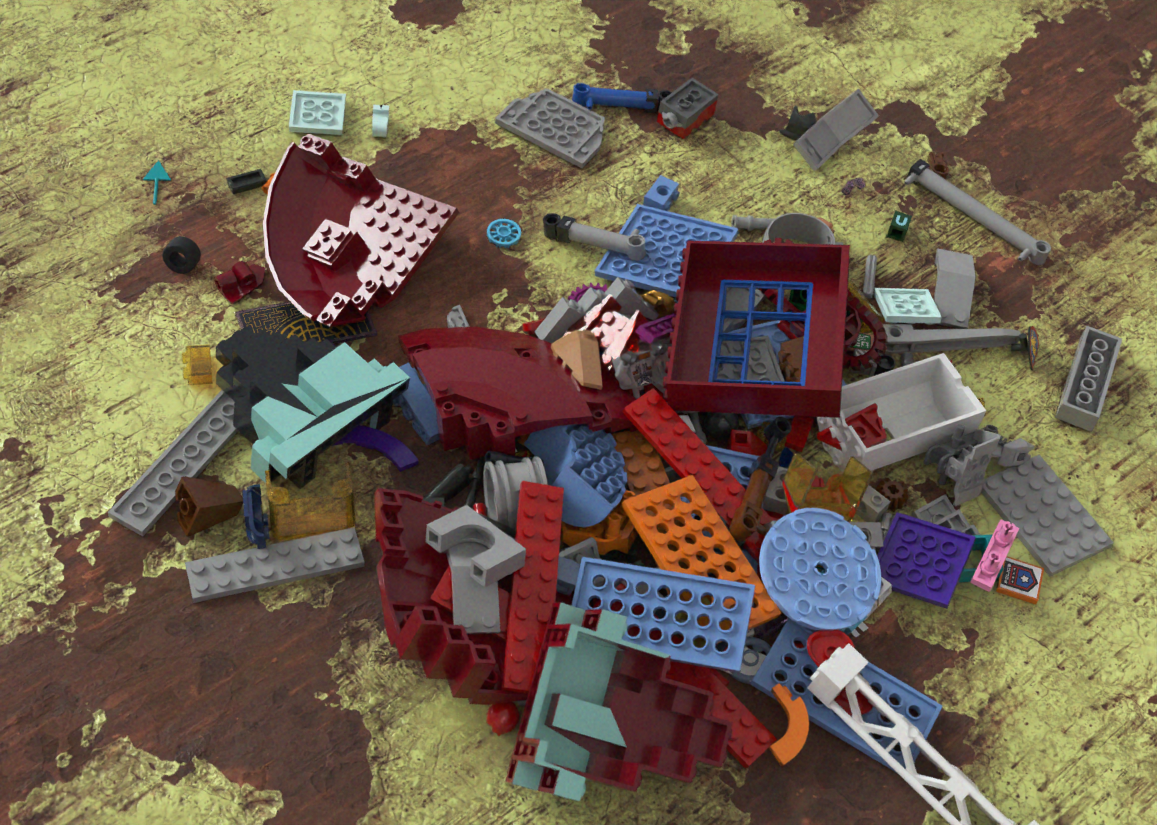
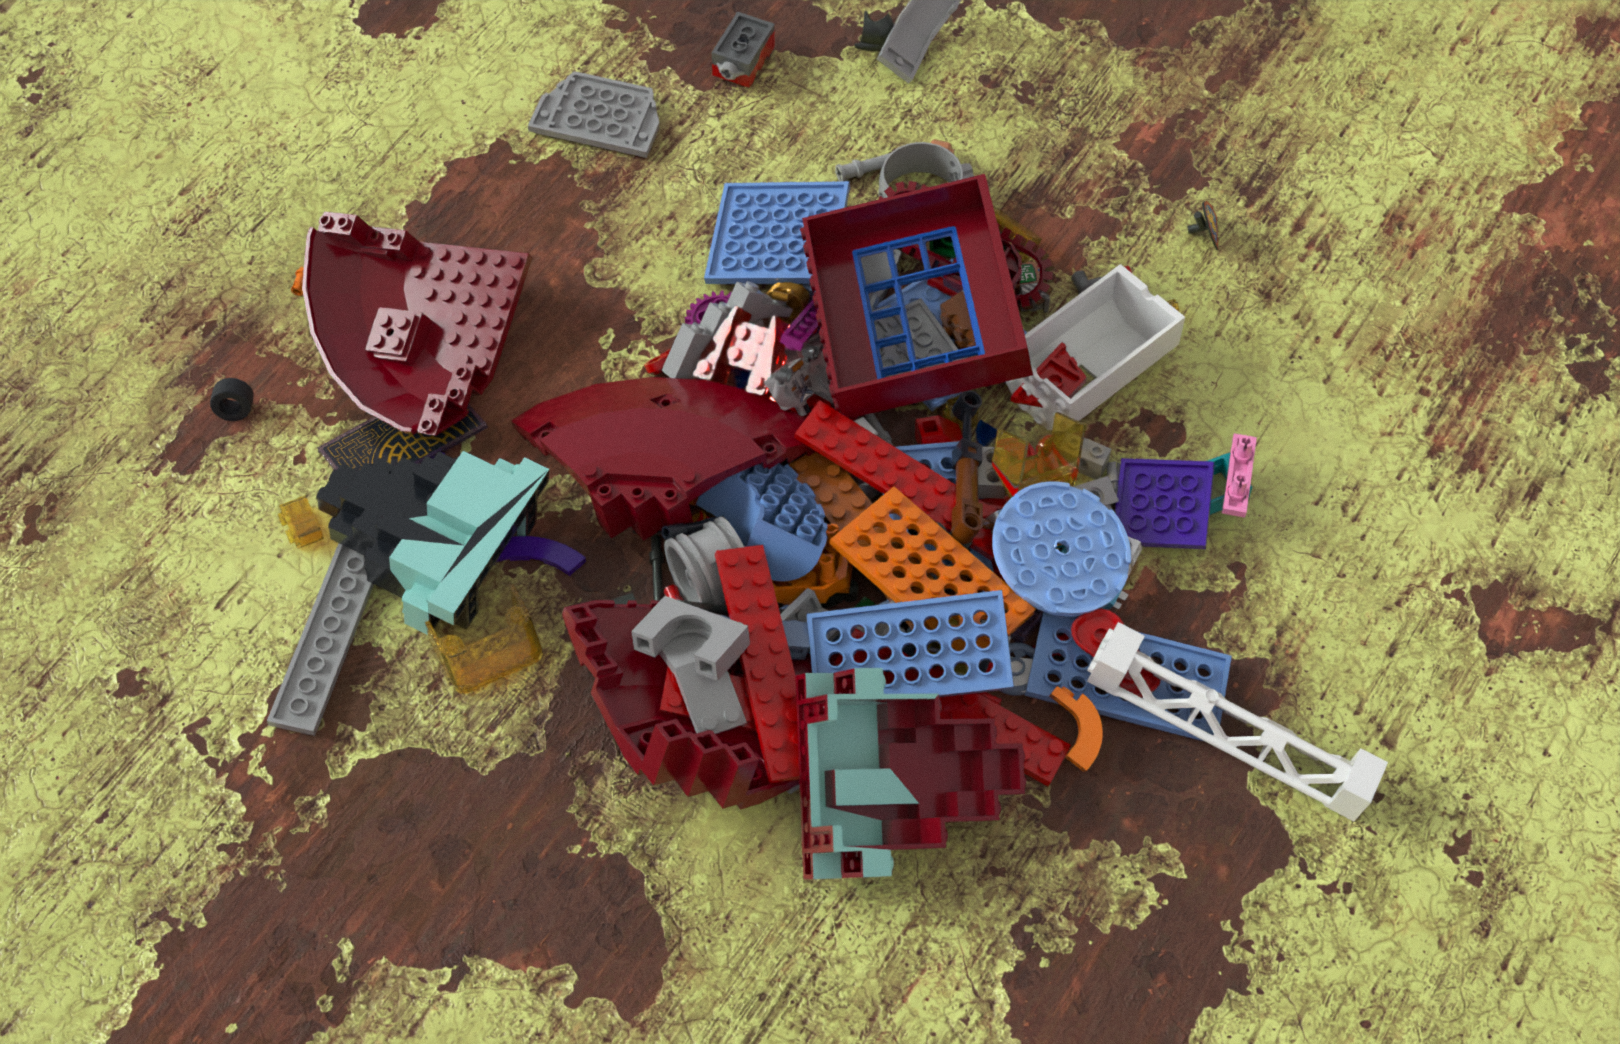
camera: 10 degrees left, 5 degrees up
(156, 174) = (162, 309): teal piece -> none
(205, 504) = (371, 678): reddish brown slope -> none
(239, 281) = (308, 410): dark red panel -> none
(246, 181) = (270, 287): pearl dark grey tile -> none
(254, 518) = (433, 678): dark blue plate -> none
(274, 565) = (470, 722): light grey plate -> none
(317, 112) = (320, 179): light aqua plate -> none
(380, 120) = (396, 168): light aqua leg -> none
(418, 406) = (567, 497): medium blue wedge -> none
(451, 483) = (631, 573): pearl dark grey piece -> none
(457, 318) = (568, 380): light grey tile -> none
(503, 233) = (585, 262): medium azure wheel -> none
(503, 717) = (777, 812): red hair -> none
(567, 230) = (657, 237): light grey piece -> none
(581, 354) = (727, 385): medium nougat wedge -> none
(649, 100) = (695, 51): blue piece -> none
(662, 194) = (748, 163): medium blue brick -> none
(720, 424) = (902, 418): pearl dark grey piece -> none
(799, 433) = (990, 402): red plate -> none
(857, 182) = (961, 83): arm -> none
(869, 279) = (1009, 192): light grey axle -> none
(886, 364) = (1059, 295): black wheel -> none
(894, 493) = (1111, 437): reddish brown gear -> none
(899, 226) = (1024, 123): dark green brick -> none
(906, 340) = (1073, 256): light grey piece -> none
(907, 306) = (1061, 216): light aqua plate -> none
(937, 164) = (1043, 35): reddish brown piece -> none
(943, 514) = (1170, 445): light grey slope -> none
(954, 287) = (1105, 180): light grey windscreen -> none
(969, 455) = (1180, 372): light grey piece -> none
(1020, 580) = (1273, 493): tile -> none
(1034, 249) = (1178, 106): light grey piece -> none
(1047, 514) = (1279, 409): light grey plate -> none
(1088, 378) = (1282, 242): light grey brick -> none

